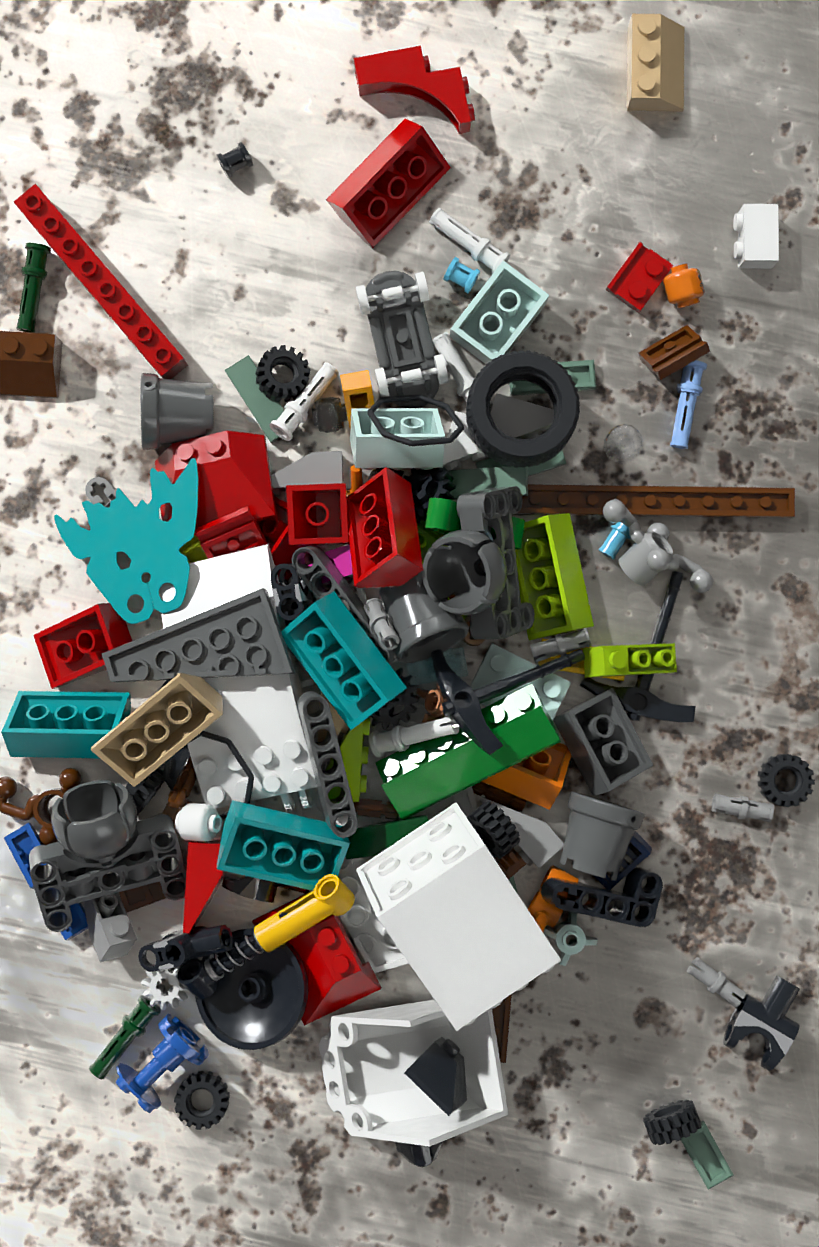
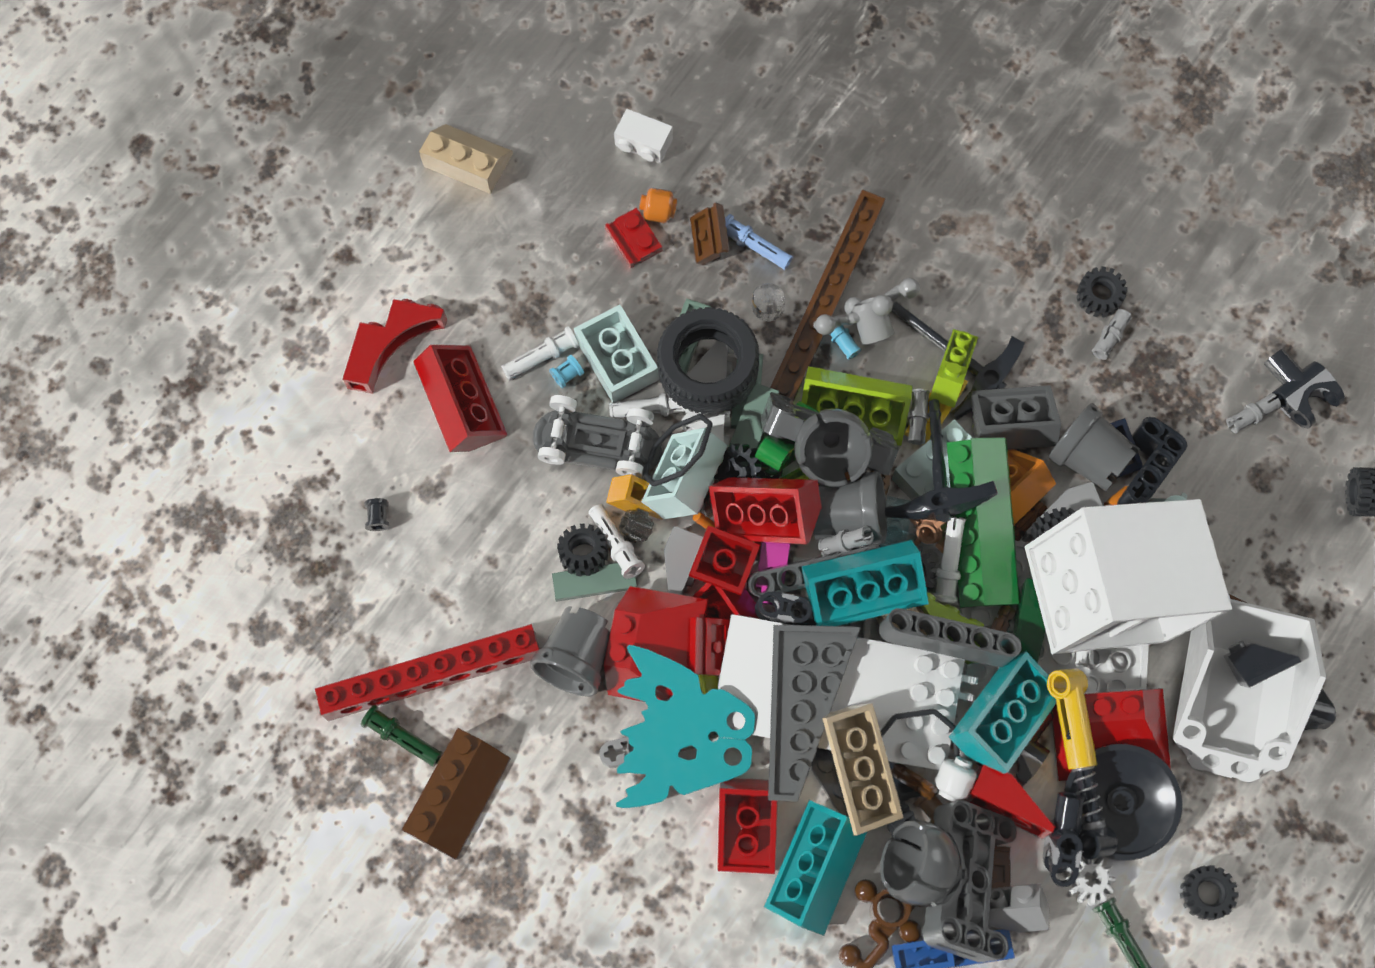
camera: 60 degrees left, 15 degrees down
(168, 1055) = (1158, 900): blue piece -> none

